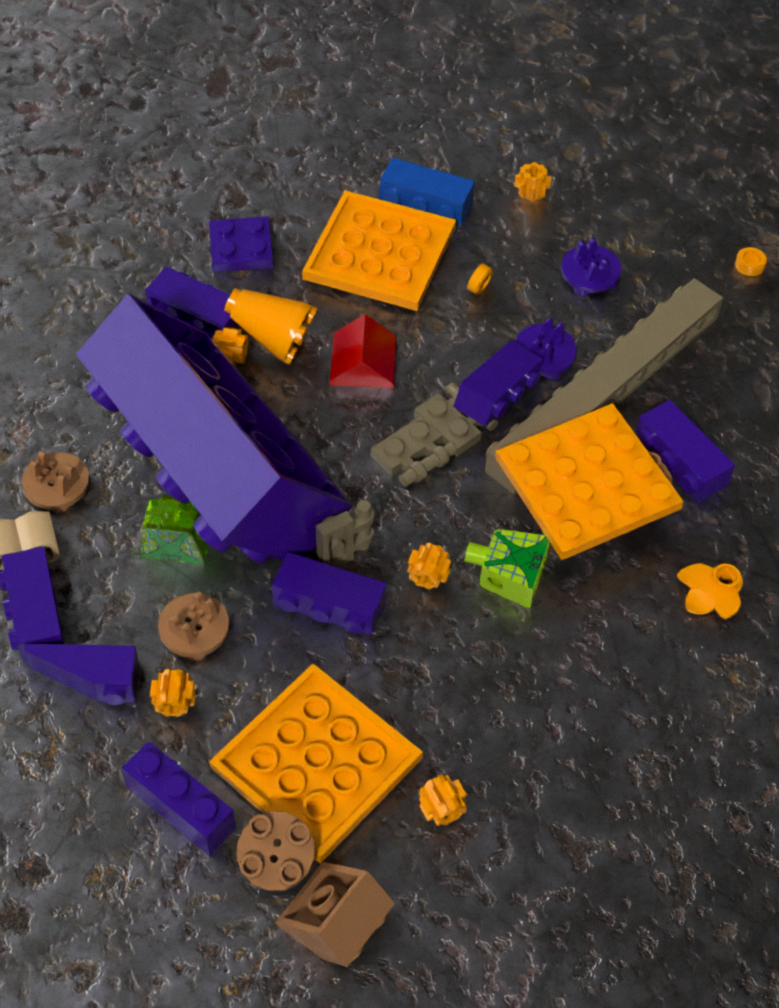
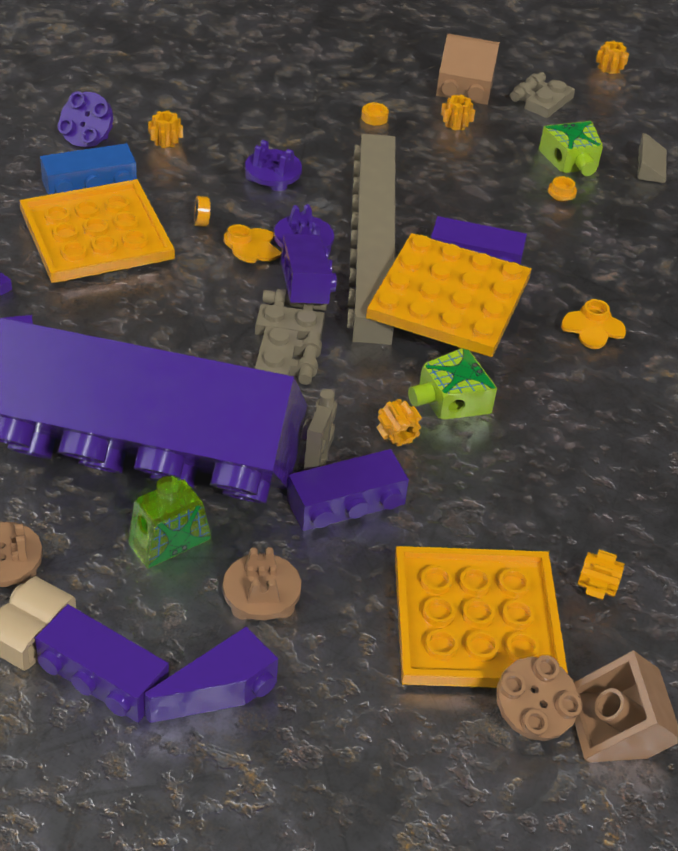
camera: 45 degrees left, 10 degrees down
(172, 693) = (312, 645): light orange gear -> none
(179, 798) = (414, 720): dark purple brick -> none
(271, 320) = (80, 310): light orange cone -> none
(363, 355) = (166, 311): red slope -> none
(470, 139) = (76, 114): none -> dark purple plate
(490, 331) = (251, 244): none -> light orange plate

